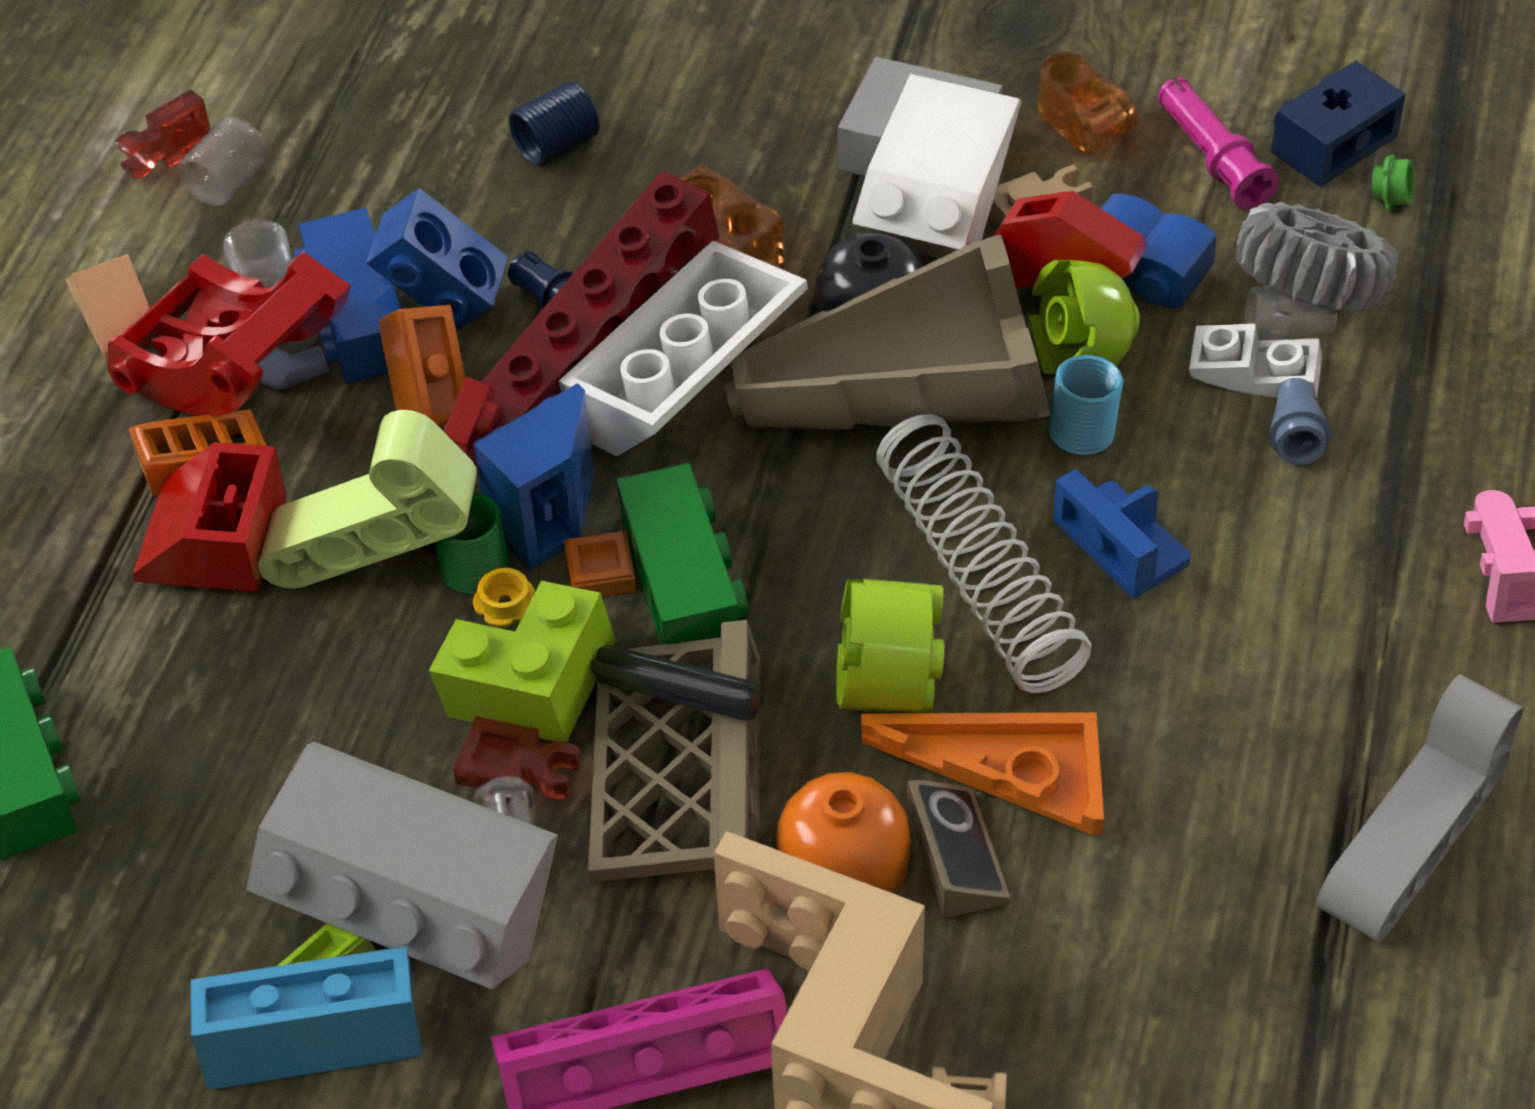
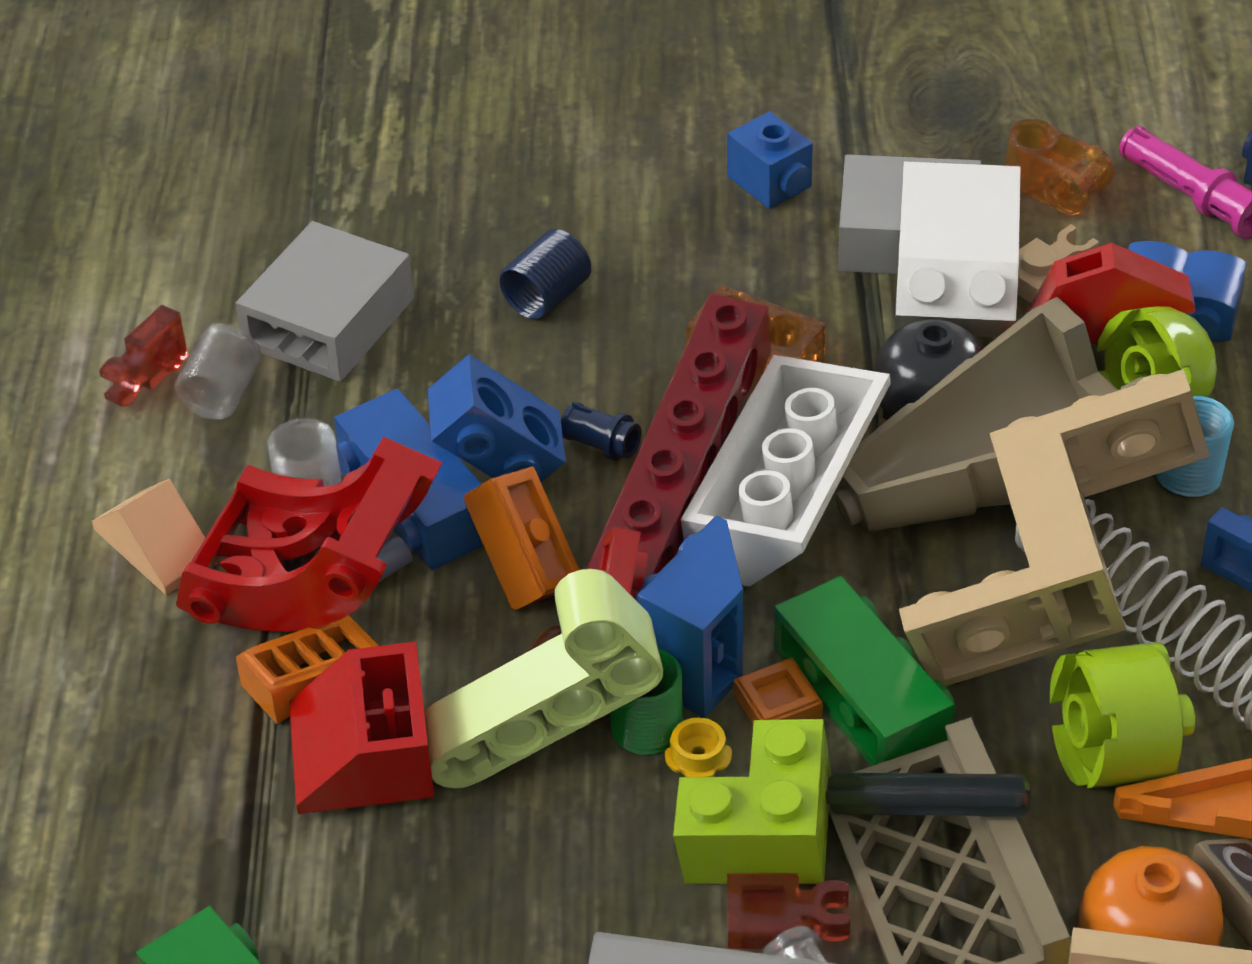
camera: 15 degrees left, 5 degrees down
(347, 111) = (326, 300): none -> light grey brick
(811, 48) = (769, 159): none -> blue brick
(885, 458) = (1047, 473): none -> tan bracket

